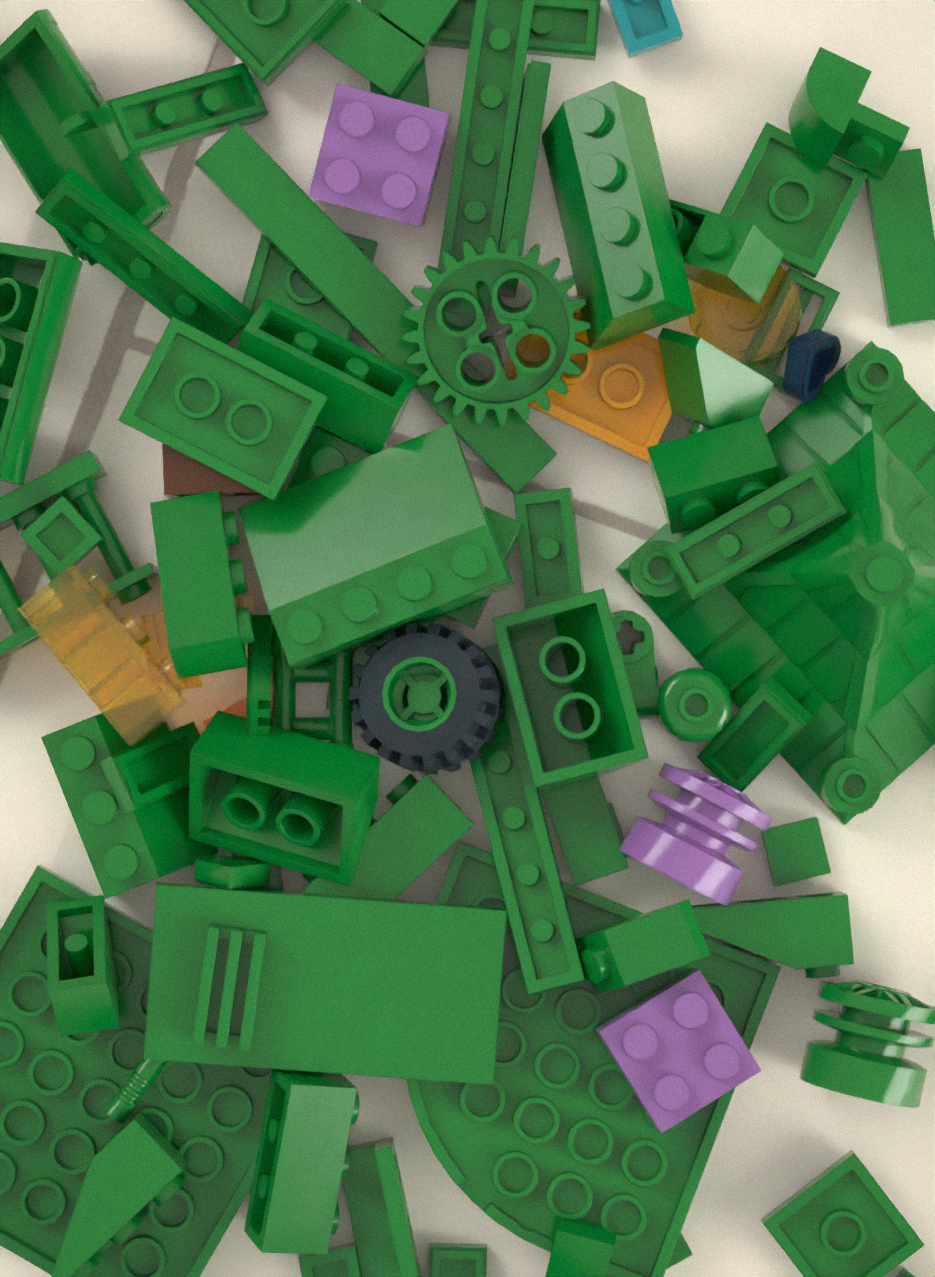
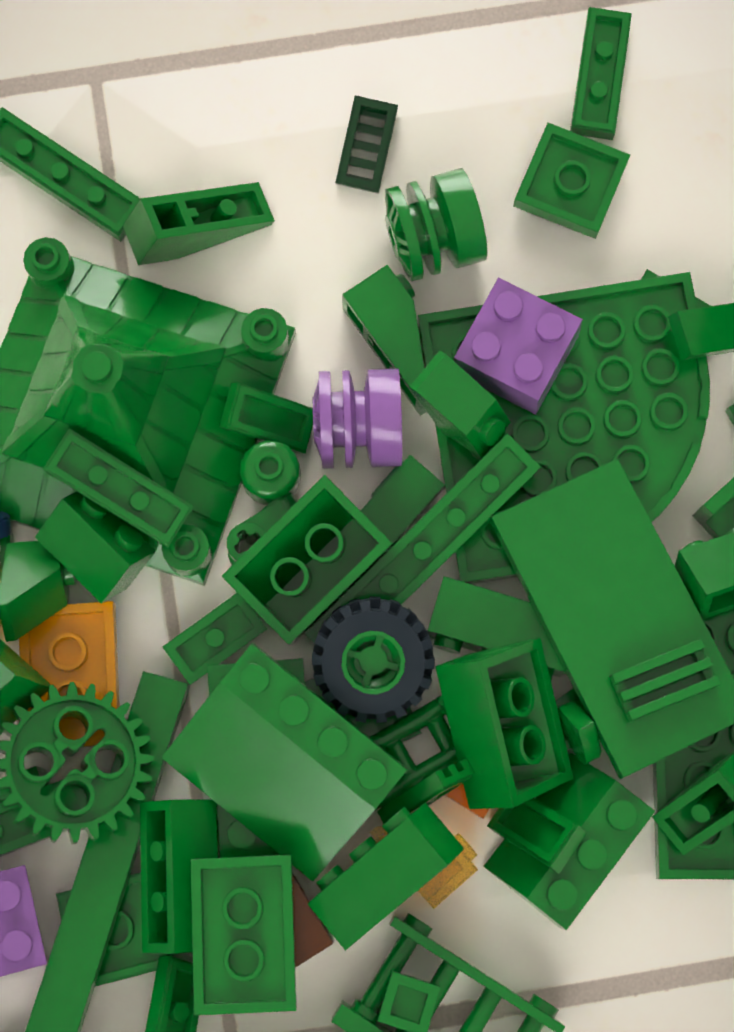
camera: 120 degrees left, 10 degrees down
(105, 653) = (476, 917): clear yellow brick -> none
(795, 851) = (332, 350): green tile -> none

